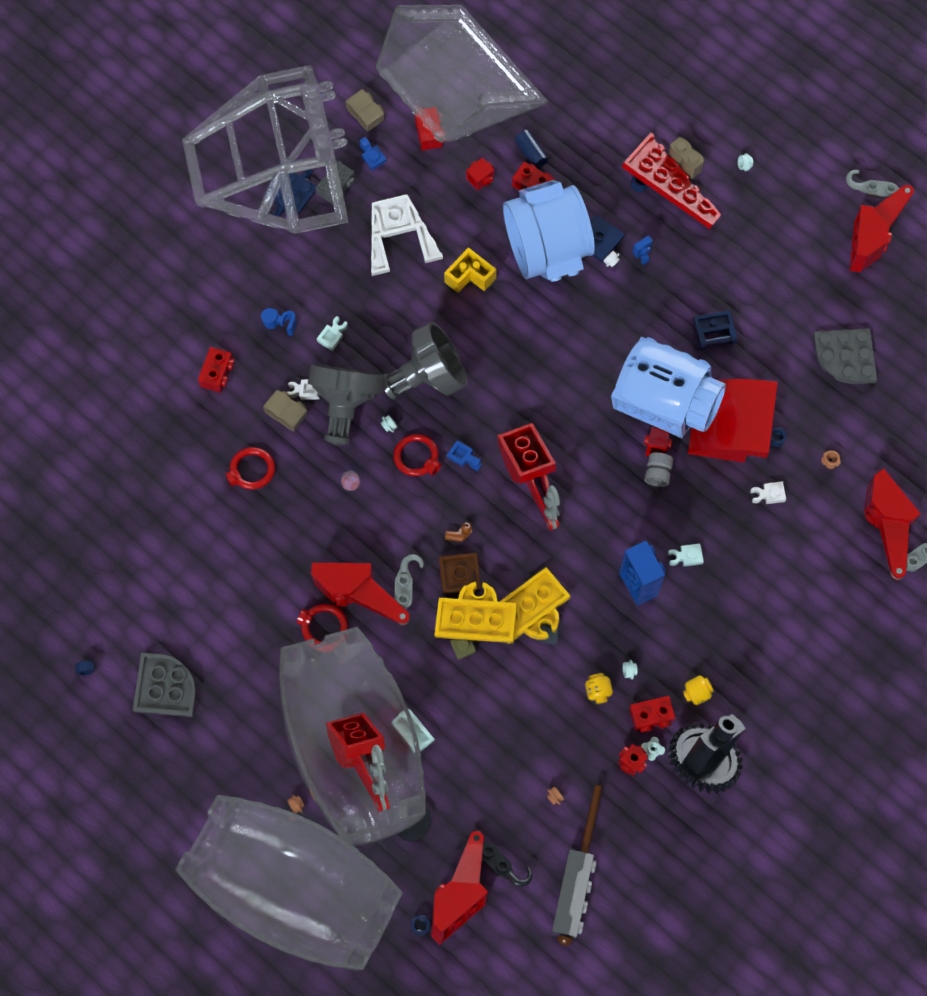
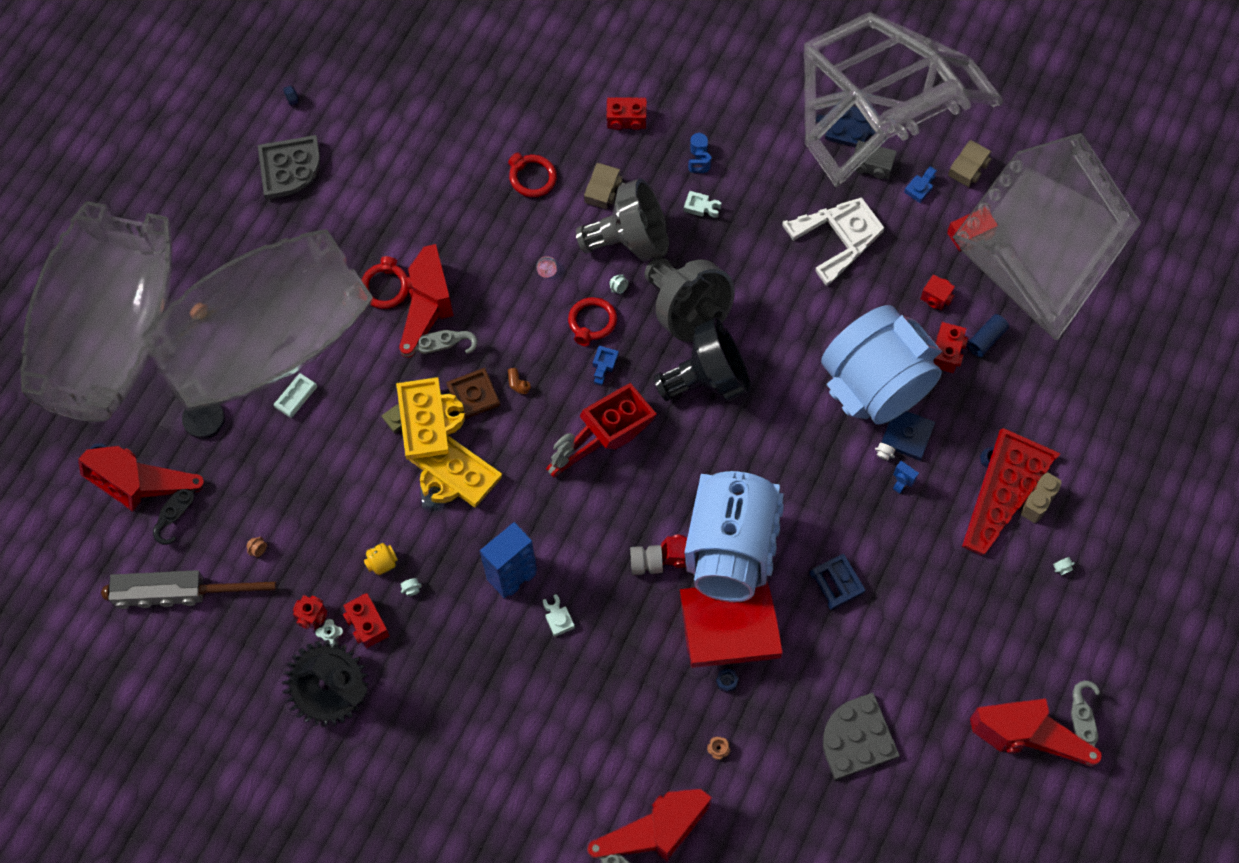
camera: 75 degrees right, 5 degrees down
(356, 742) = (261, 336): red slope -> none
(470, 268) = (817, 307): yellow brick -> none
(503, 366) = (713, 363): none -> black piece
(698, 690) = (403, 662): yellow head -> none
(771, 493) = (658, 691): white plate -> none

